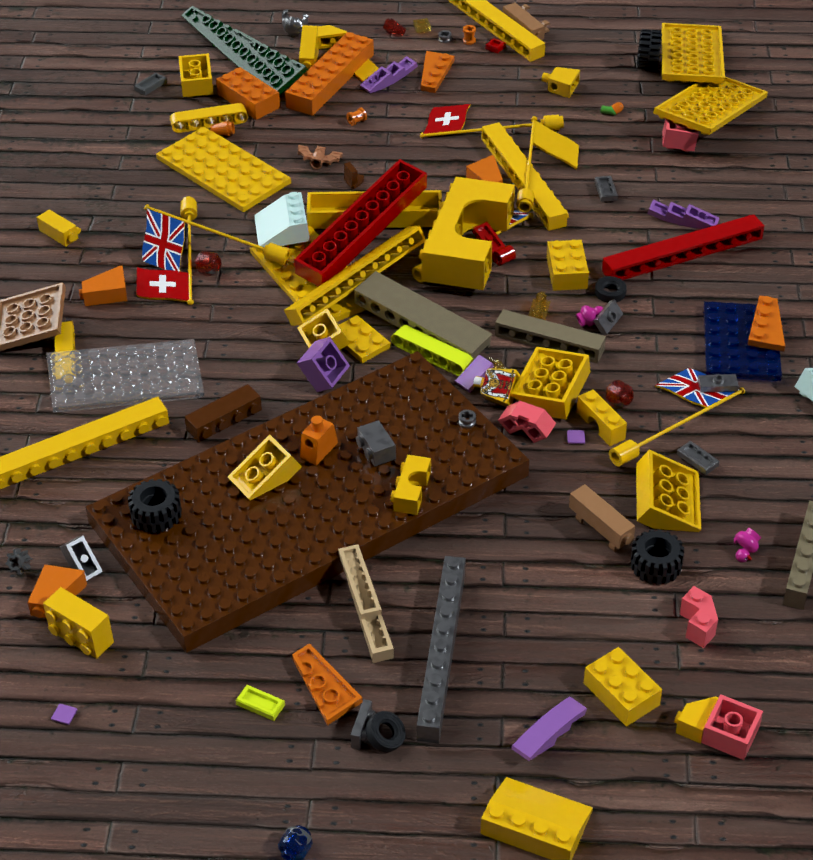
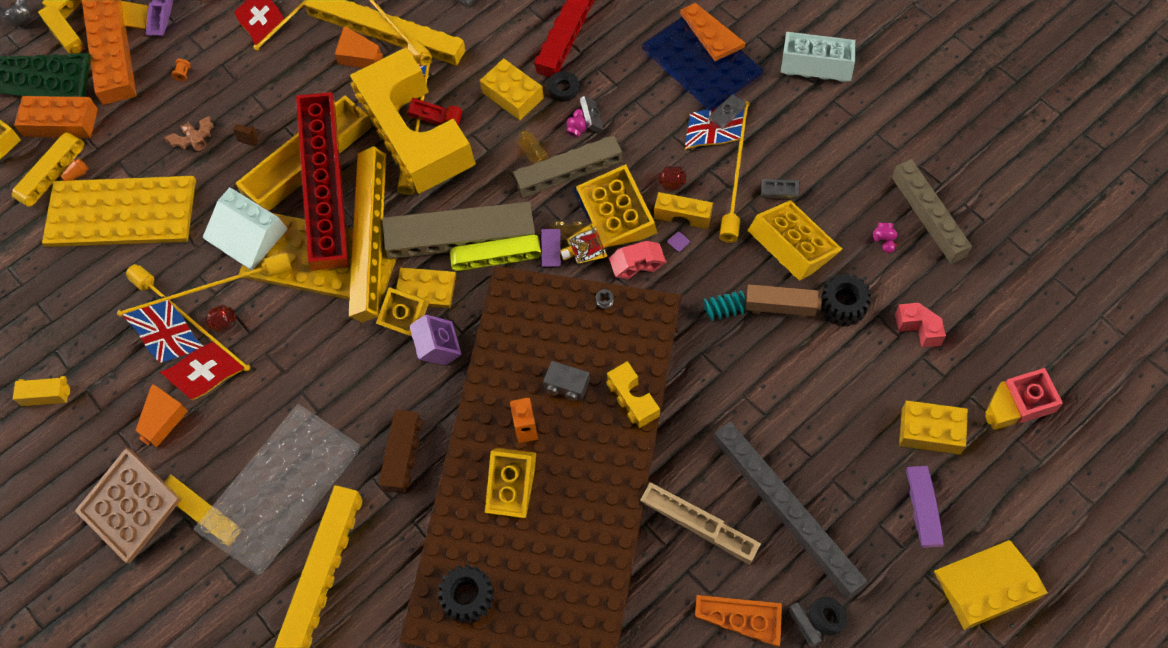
camera: 40 degrees left, 20 degrees up
(553, 494) = (725, 305): none -> teal piece

